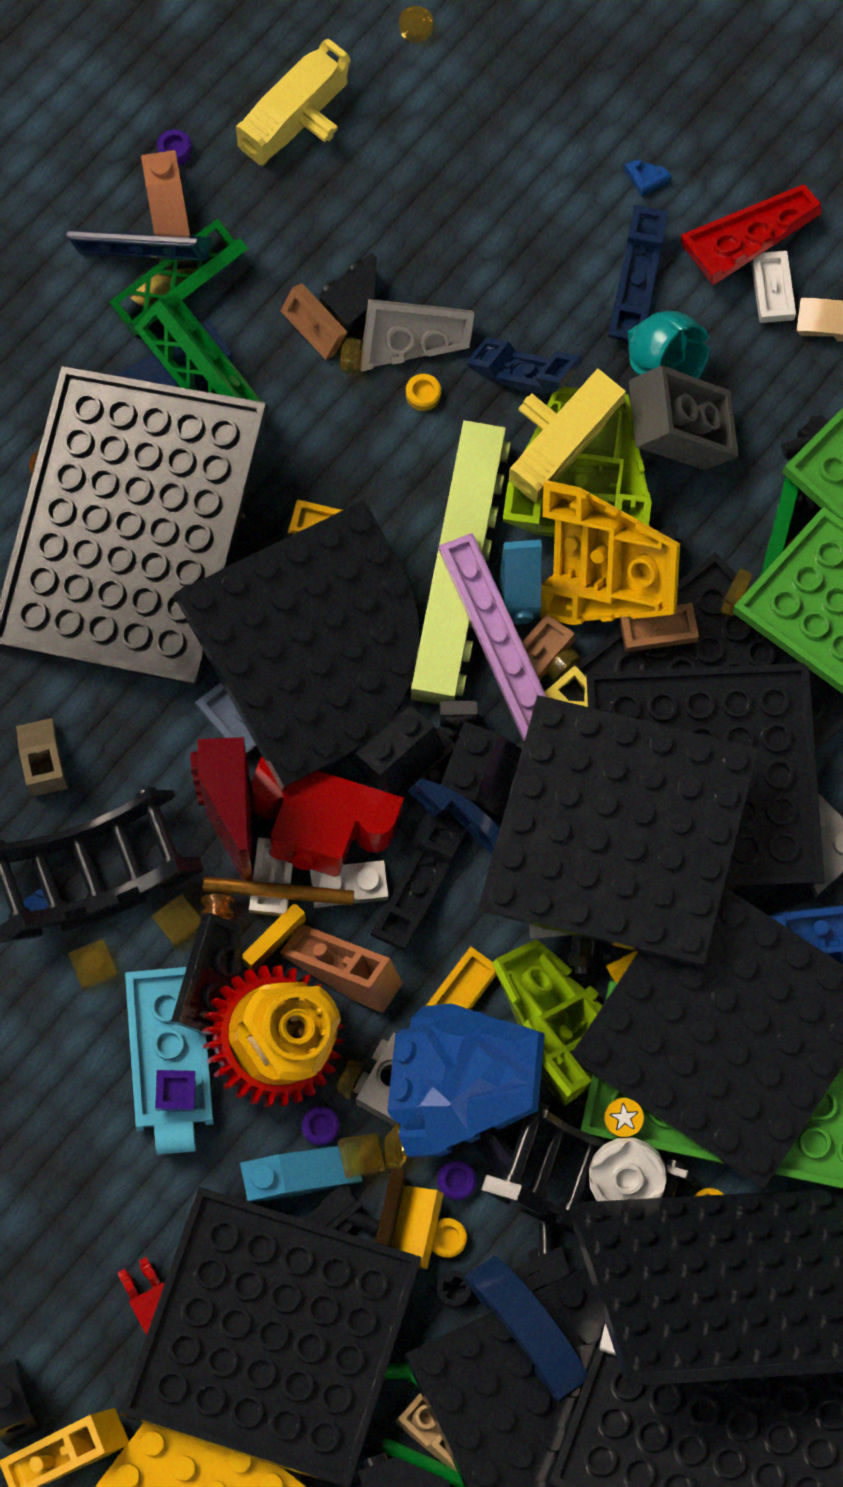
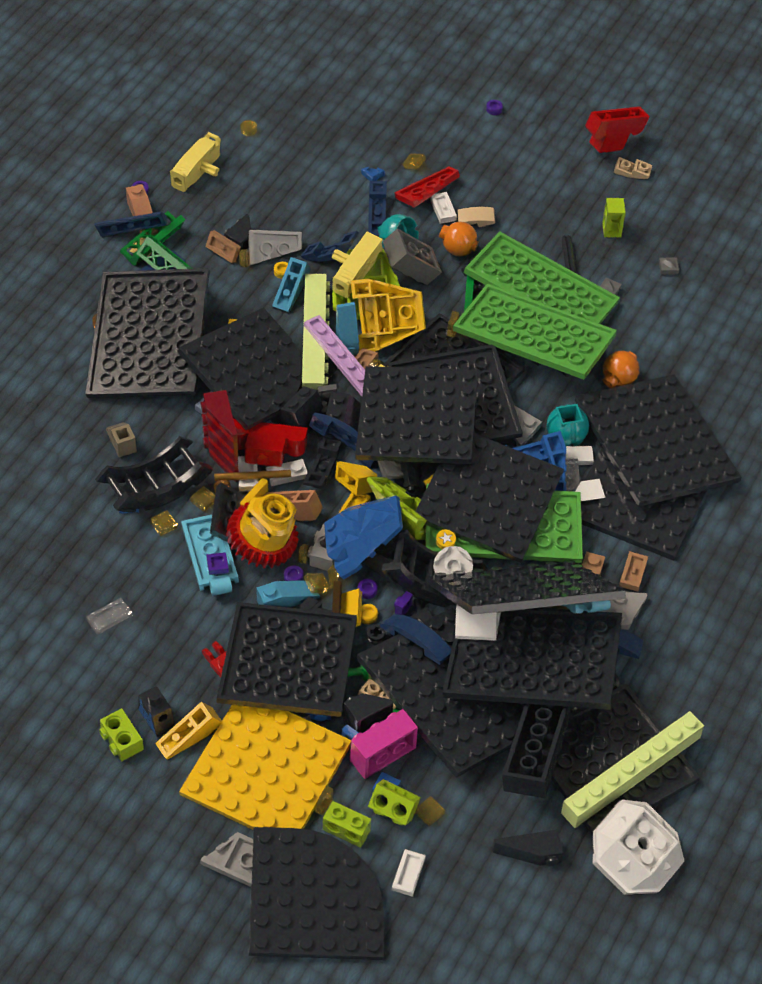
camera: 10 degrees left, 20 degrees down
(432, 438) = (291, 284): none -> dark azure slope
(478, 934) = (354, 477): none -> yellow slope
(516, 1233) = (403, 603): none -> dark purple plate
(660, 630) = (418, 343): medium nougat plate -> none
(736, 159) = (414, 161): none -> clear yellow tile
(789, 378) = (459, 238): none -> orange brick

